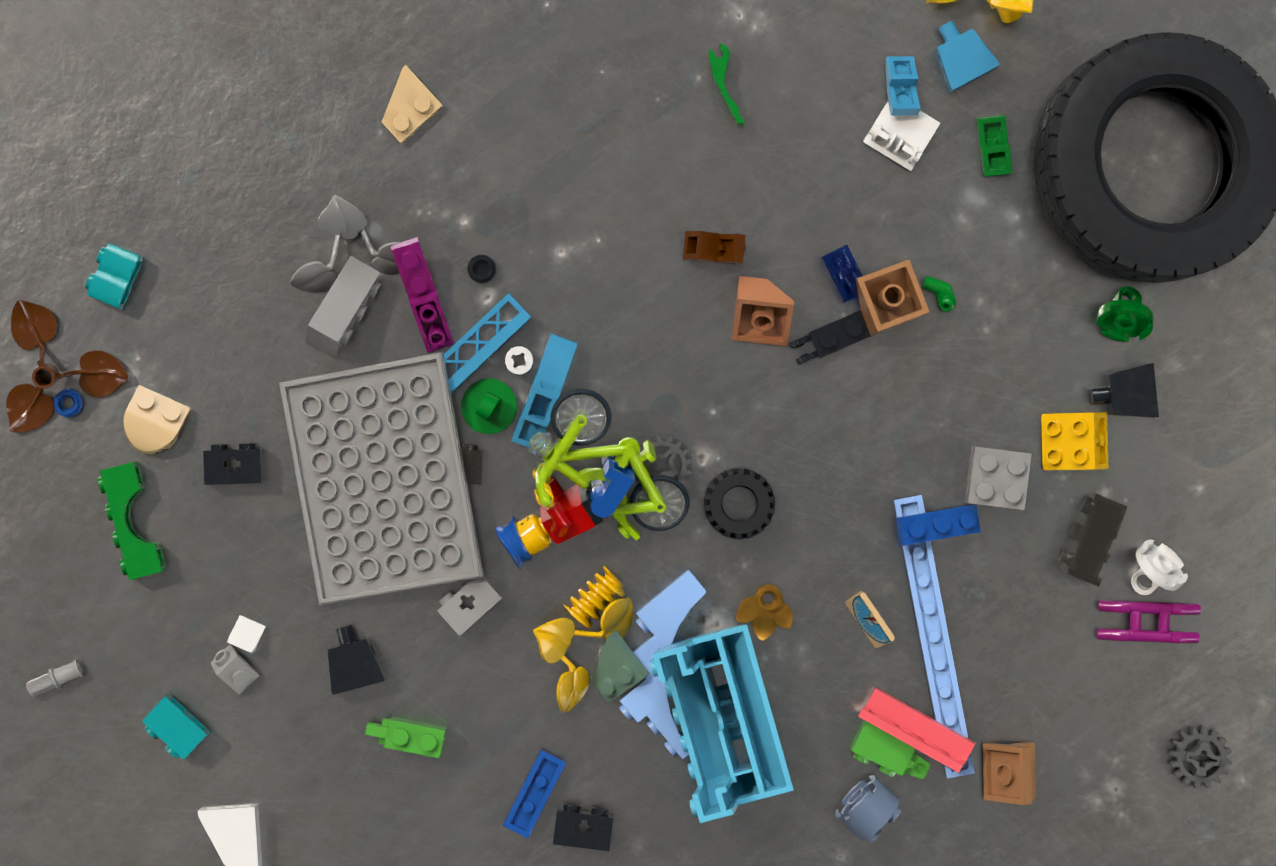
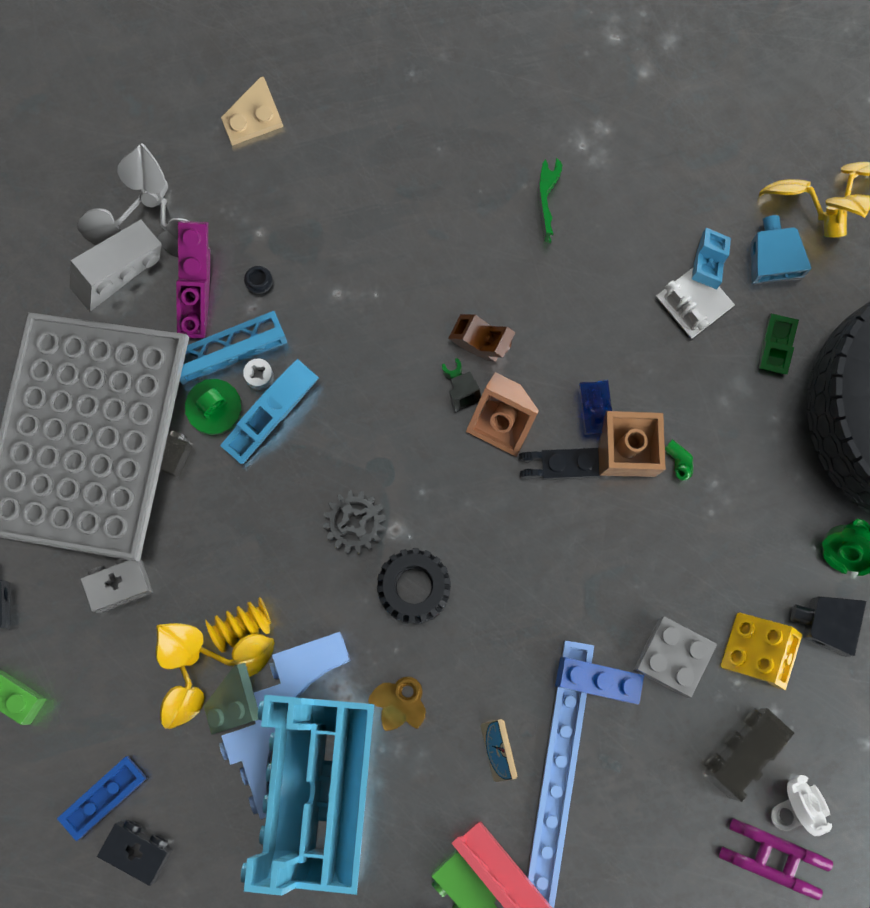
camera: 15 degrees right, 10 degrees down
(580, 420) = (291, 442): piece -> none
(715, 300) = (464, 387): none -> pearl dark grey piece

